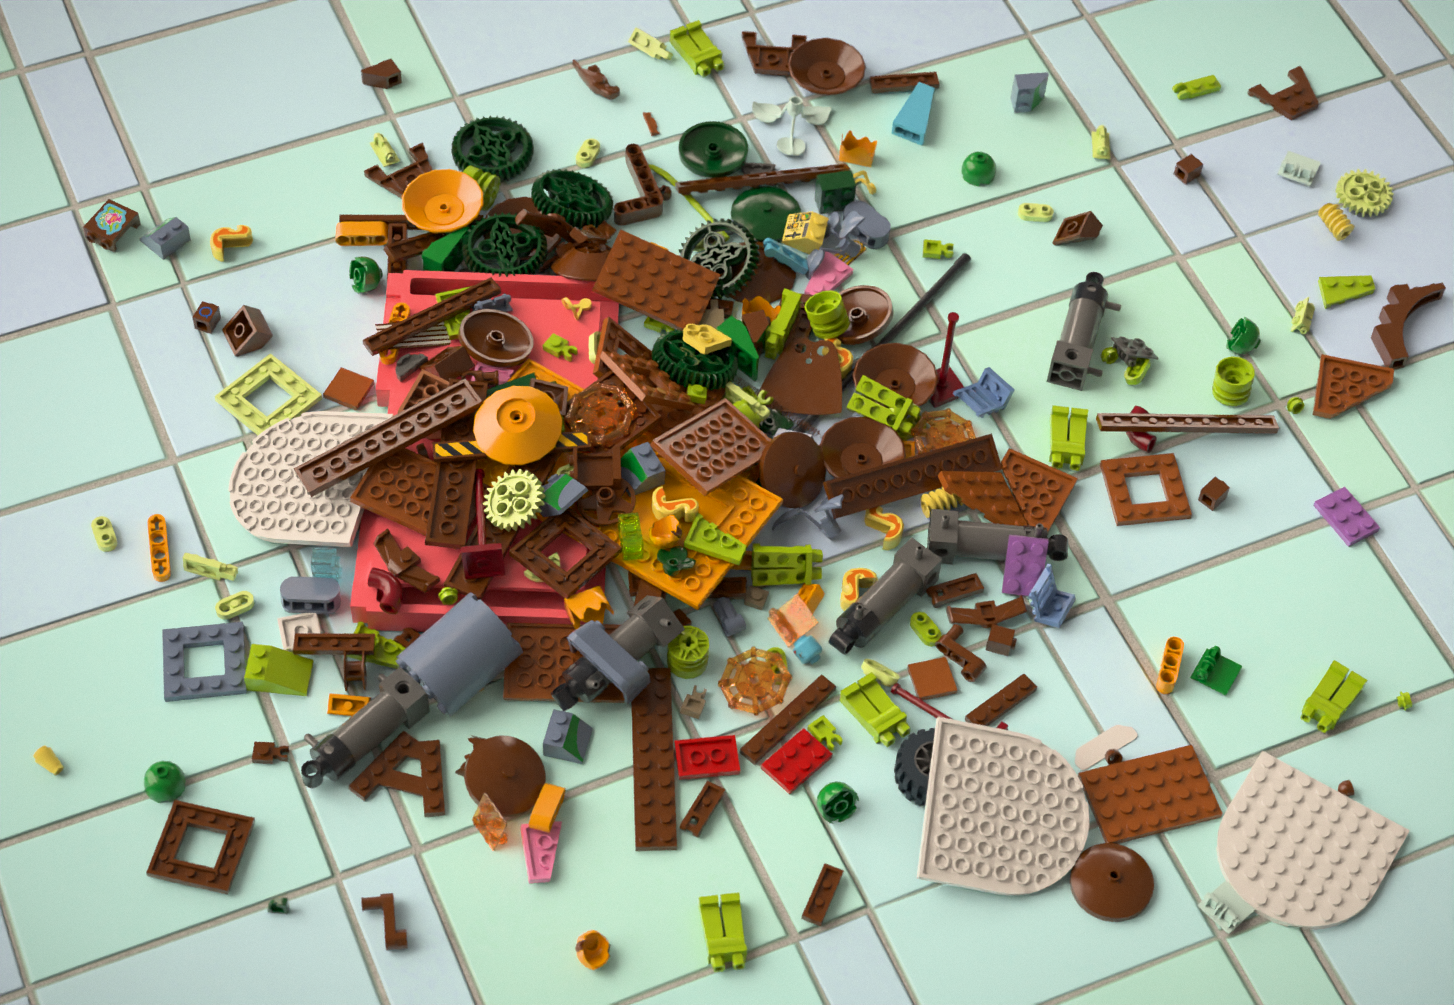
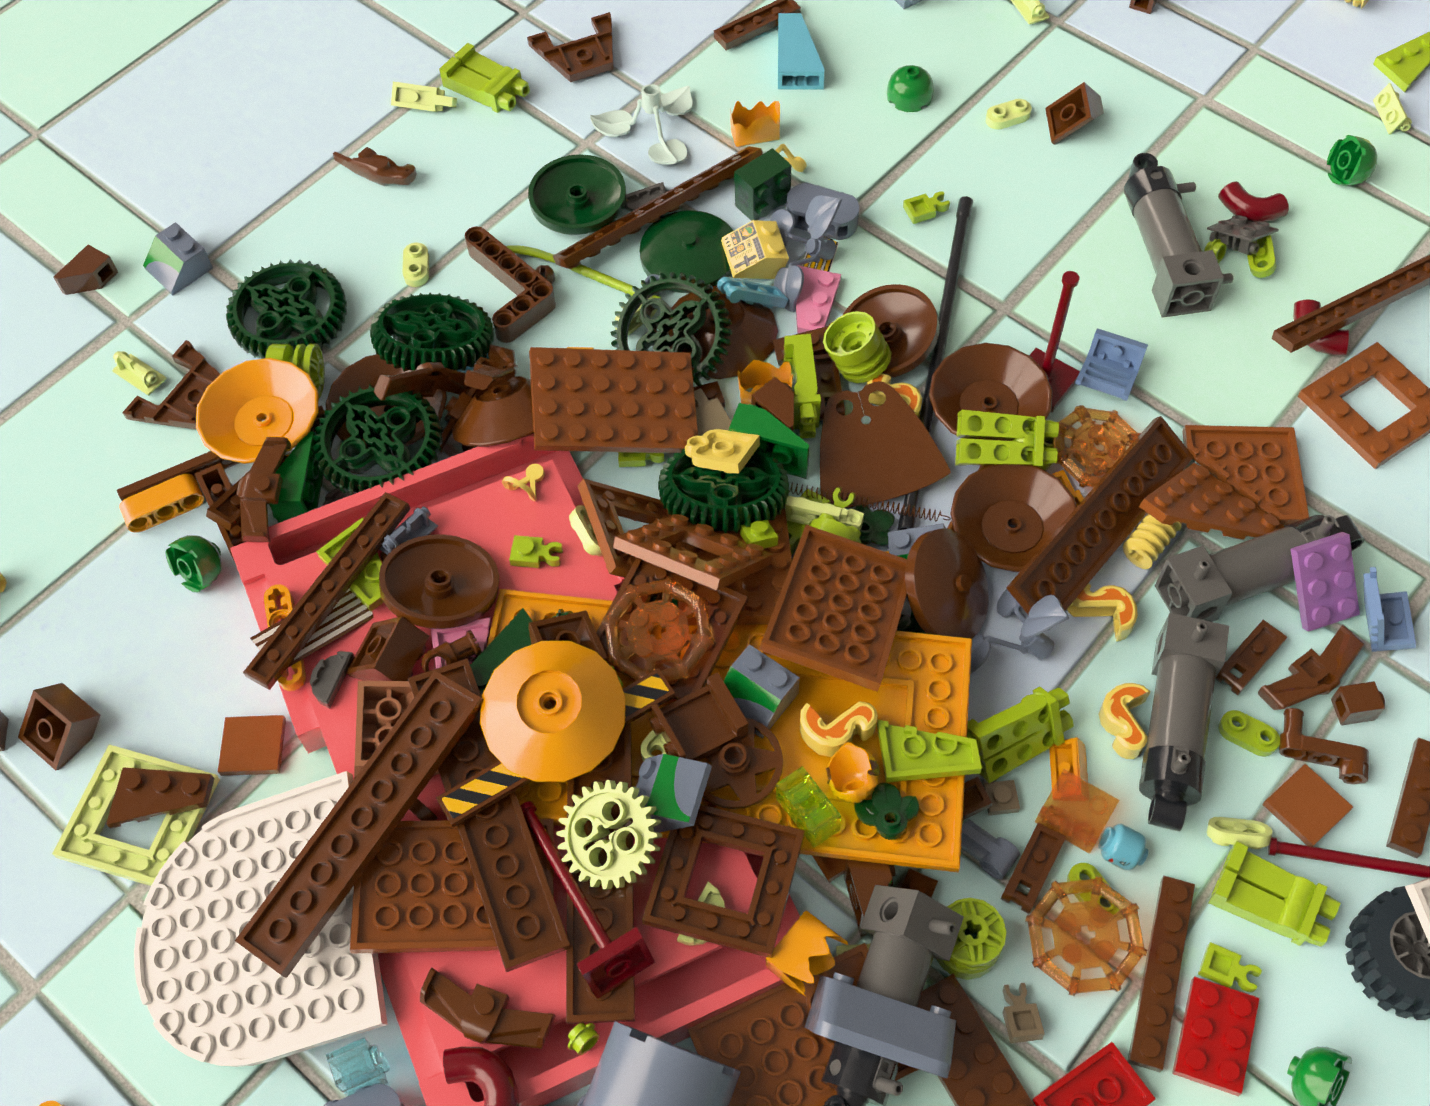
camera: 20 degrees left, 5 degrees up
(285, 388) = (157, 792): none -> reddish brown wing
(422, 246) = (261, 488): none -> reddish brown plate
(440, 89) = (176, 259): none -> sand blue slope
(651, 123) = (476, 194): dark orange piece -> none
(751, 636) = (1034, 866): none -> reddish brown plate
(826, 66) = (658, 37): reddish brown dish -> none
(1069, 451) = (1242, 378): lime hips -> none
(1153, 338) = (1255, 208): none -> dark red cylinder
(1233, 381) = (1385, 219): lime wheel -> none

